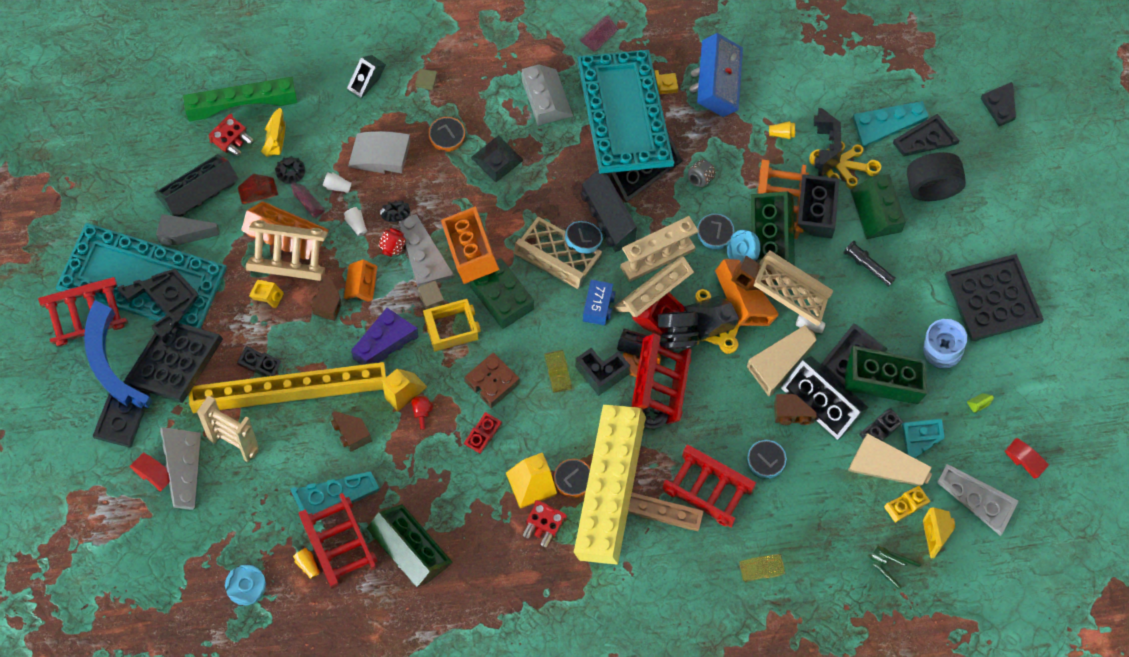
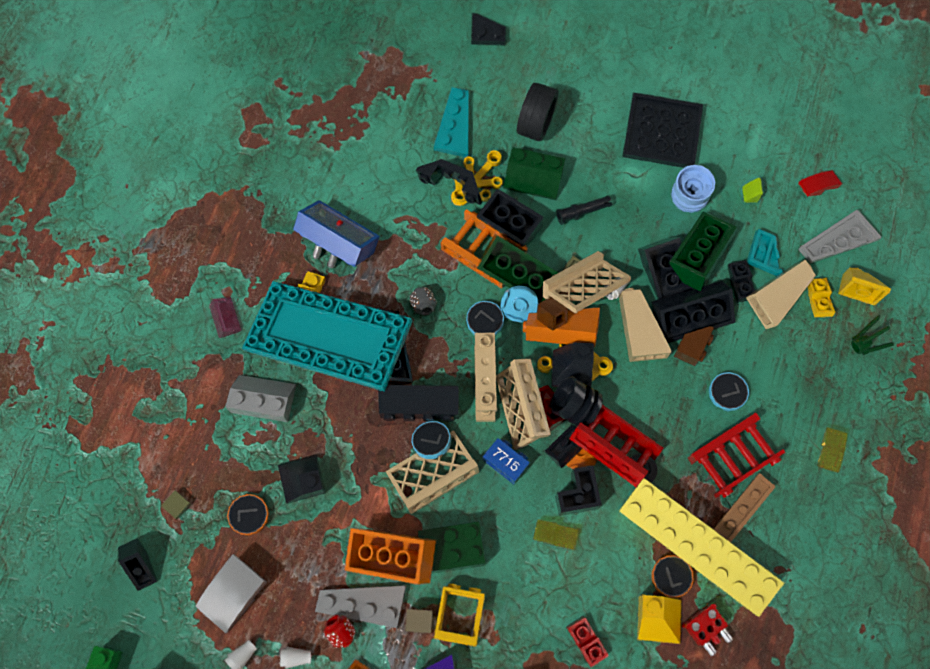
camera: 60 degrees left, 5 degrees up
(389, 214) = (311, 616): black gear -> none
(492, 390) = (534, 593): copper piece -> none
(782, 130) = (417, 210): yellow cone -> none
(926, 137) = (487, 102): black wing -> none

